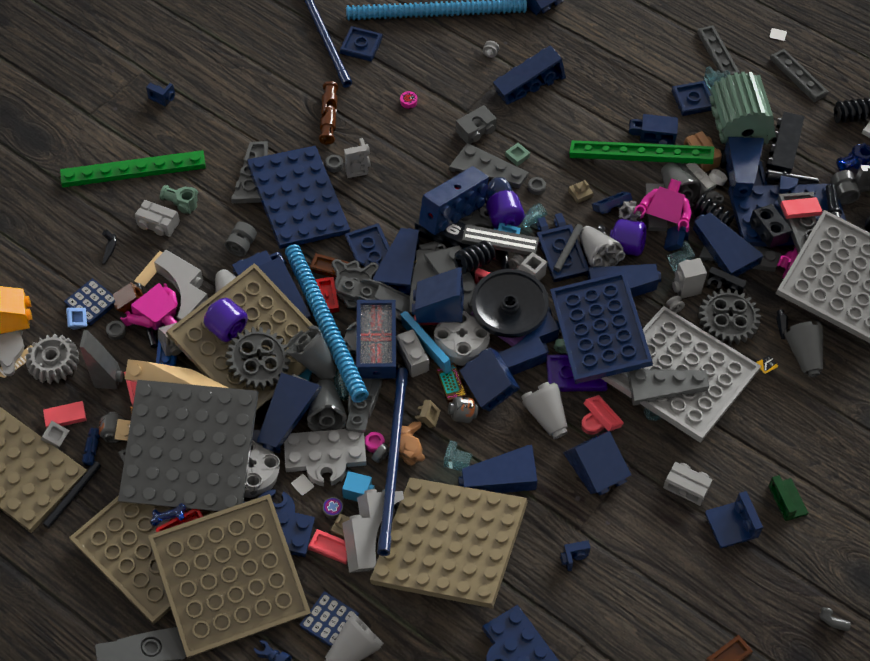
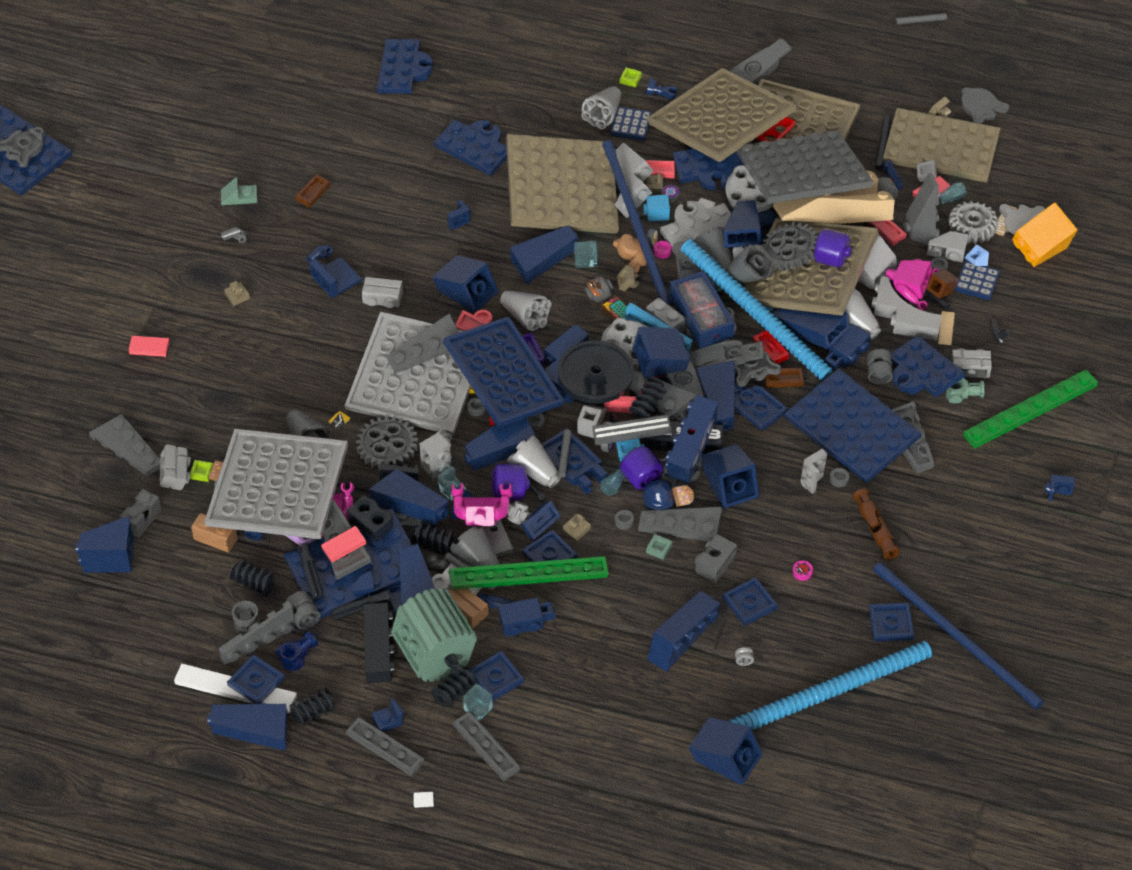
camera: 160 degrees right, 5 degrees down
(47, 400) = (953, 192): none -> clear light blue cone
(106, 340) = (949, 246): none -> light grey slope
(178, 512) = (784, 133): clear blue piece -> none
(203, 222) = (923, 368): none -> dark blue plate
(424, 178) = (731, 475): none -> dark blue slope
(463, 91) = (750, 601): none -> dark blue tile
(489, 379) = (585, 311): dark blue brick -> none
(613, 177) = (549, 548): none -> dark blue tile
(741, 564) = (320, 252): none -> dark blue arm
(787, 498) = (293, 310): dark green panel -> none
(791, 92) = (388, 717): none -> dark blue bracket
(844, 542) = (236, 293): none -> dark tan tile

